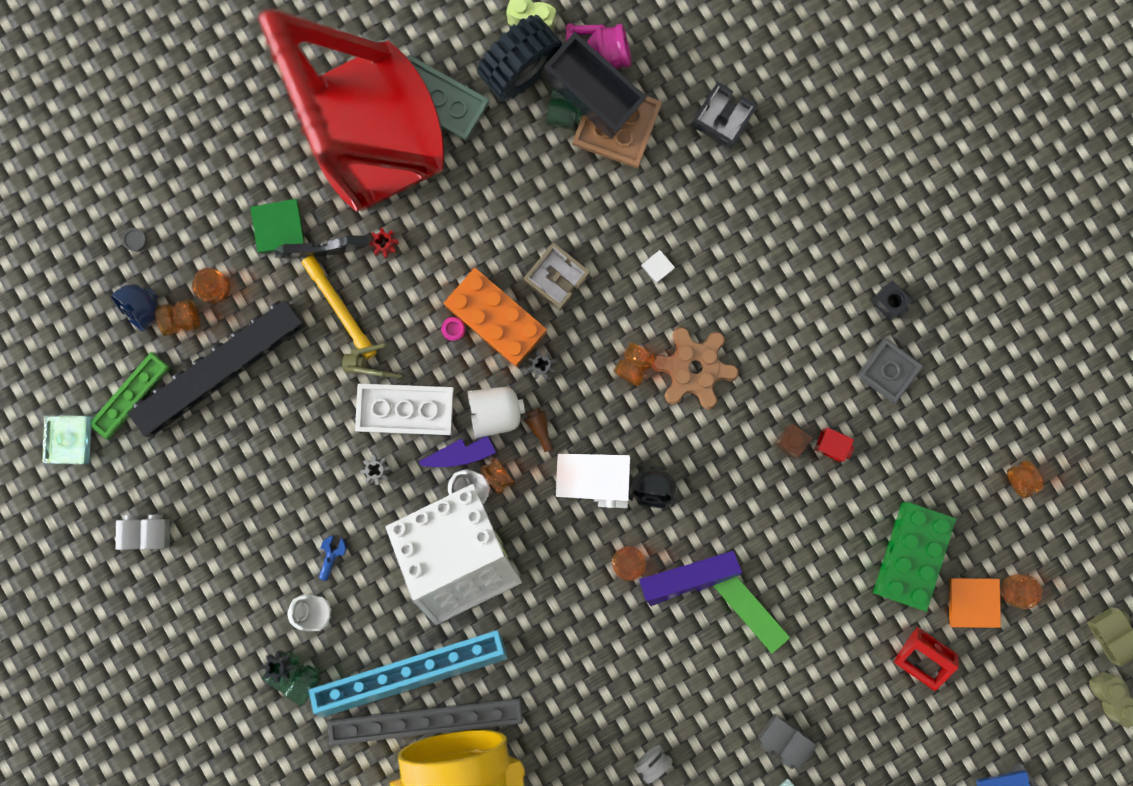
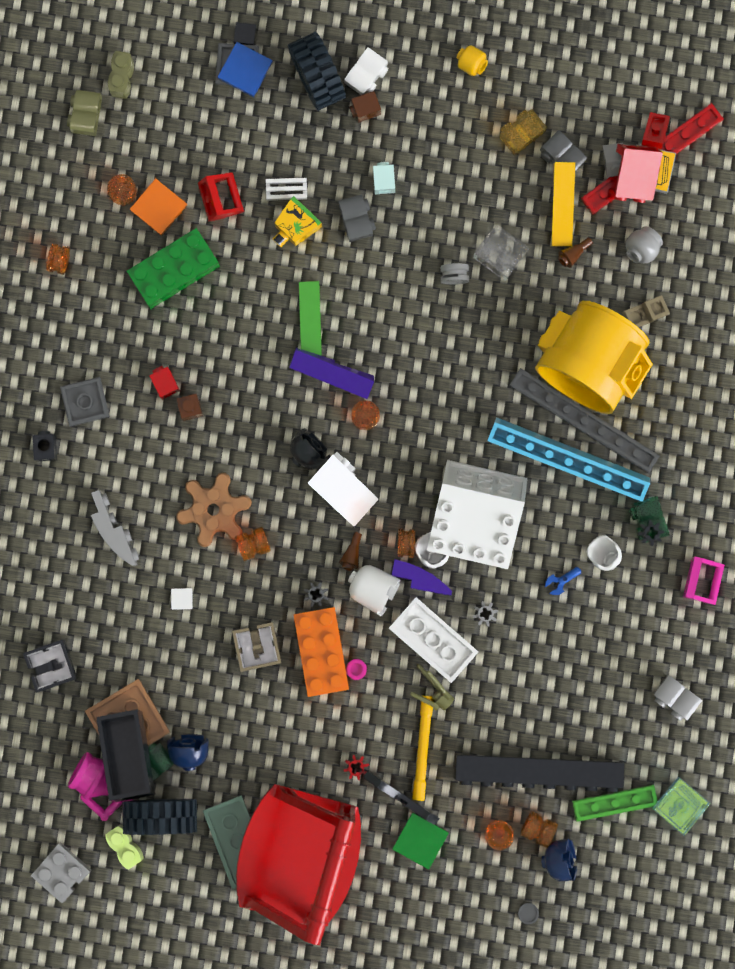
camera: 140 degrees left, 0 degrees up
(211, 656) = (692, 579): none -> dark pink tile
(543, 138) = (188, 751): none -> dark blue cylinder
(760, 271) = (116, 538): none -> light grey slope
(838, 690) = (295, 223): none -> yellow torso
(877, 724) = (286, 188): none -> white tile

